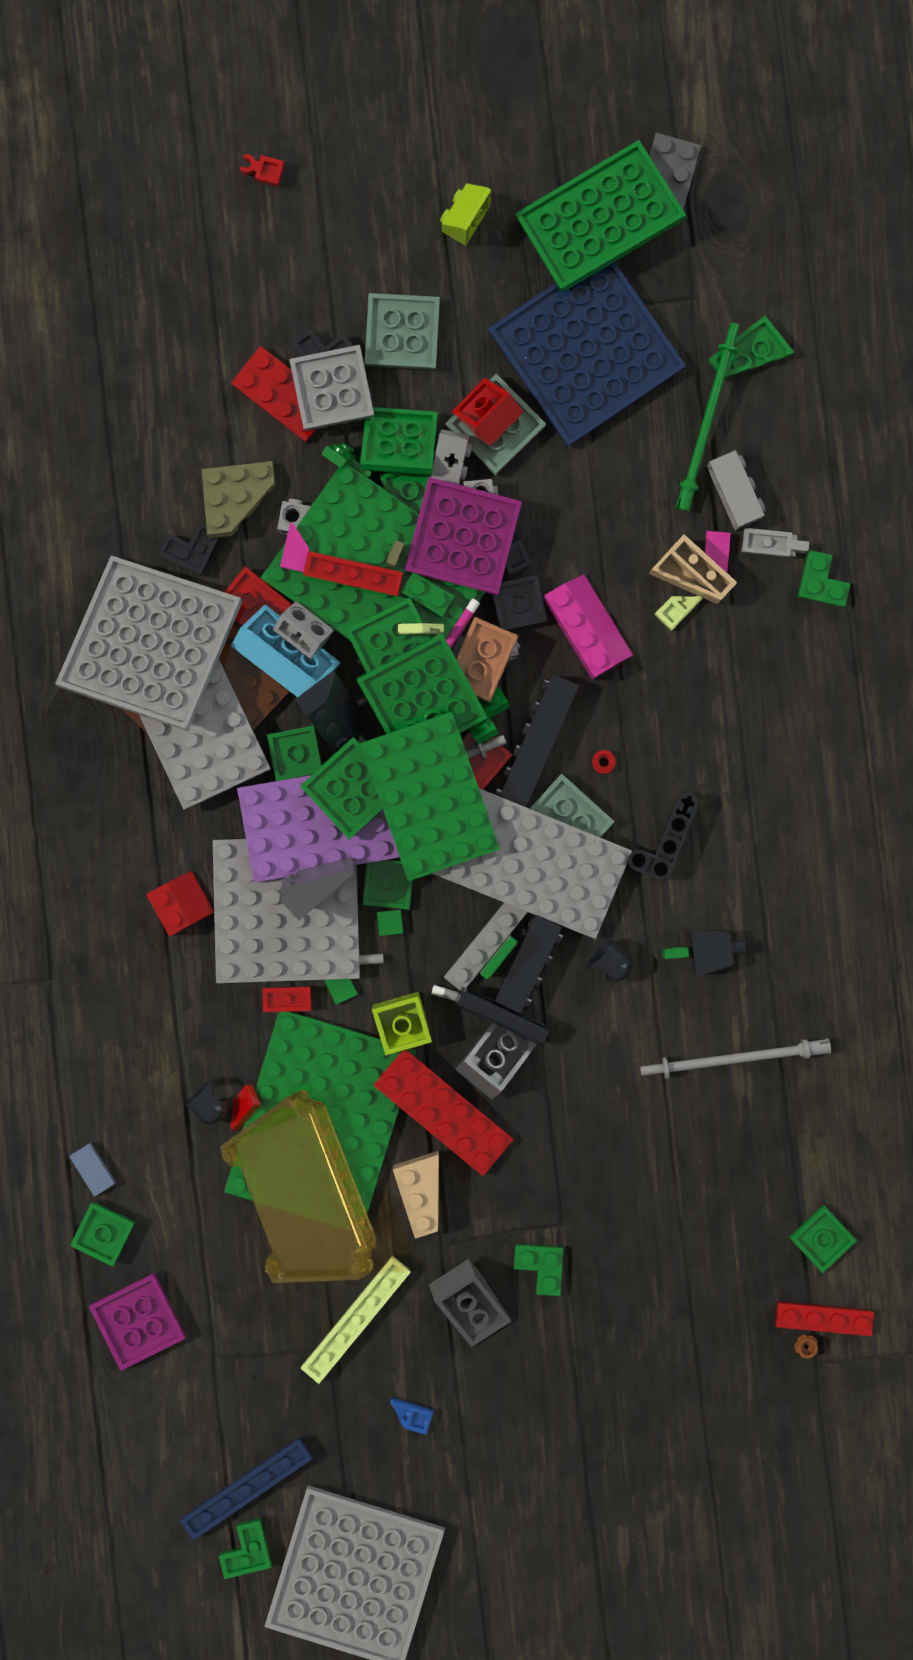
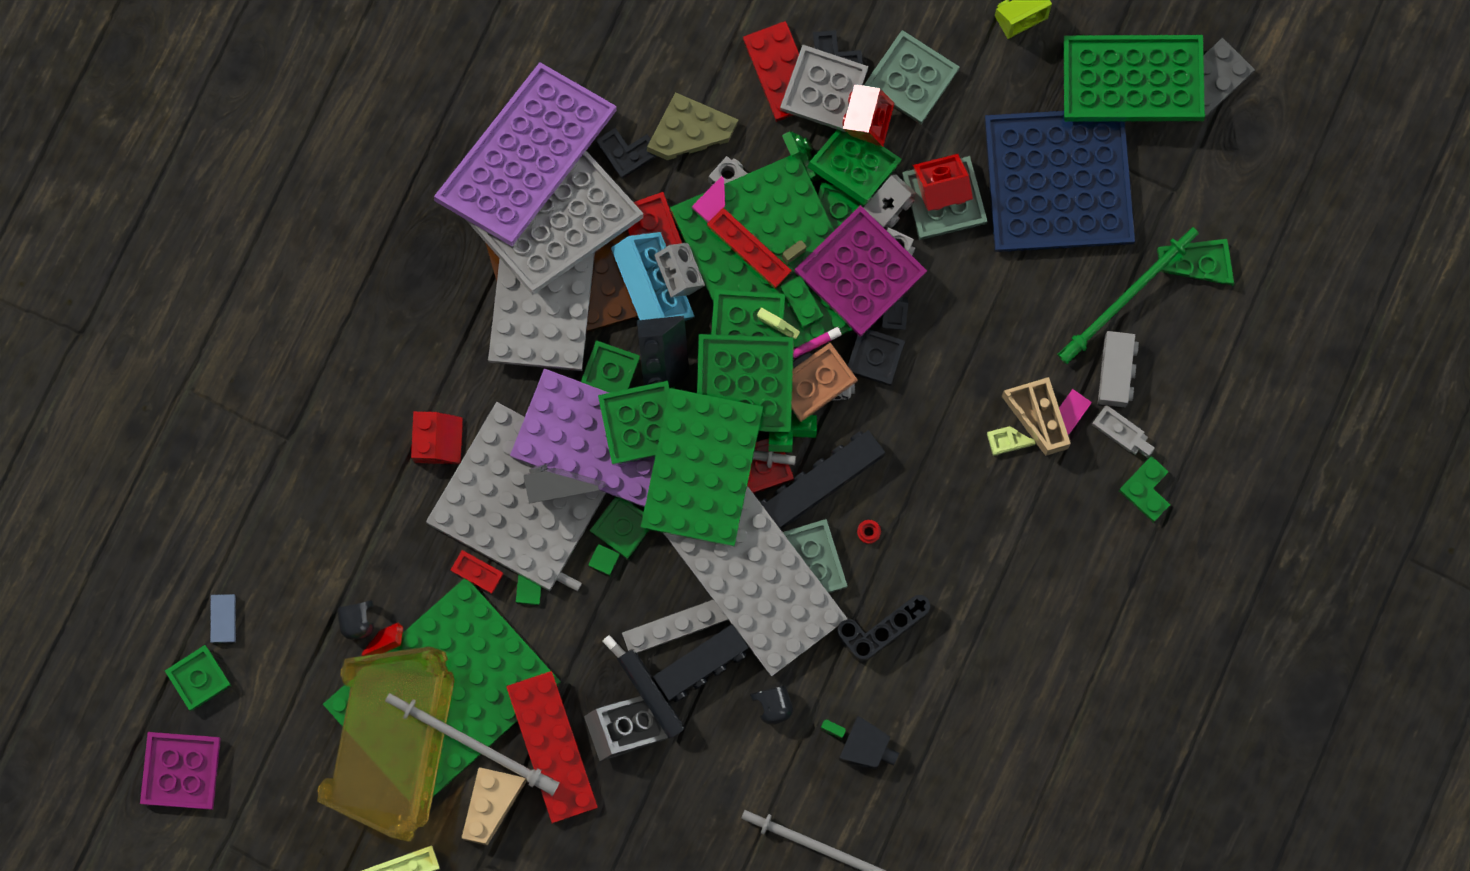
camera: 30 degrees right, 10 degrees down
(103, 605) = (525, 154): none -> medium lavender plate
(385, 389) = (868, 114): none -> slope
(401, 1023) = (562, 648): lime slope -> none
(445, 1149) = (533, 776): none -> light grey bar
(498, 957) = (679, 640): green tile -> none
(587, 626) = (923, 409): dark pink slope -> none

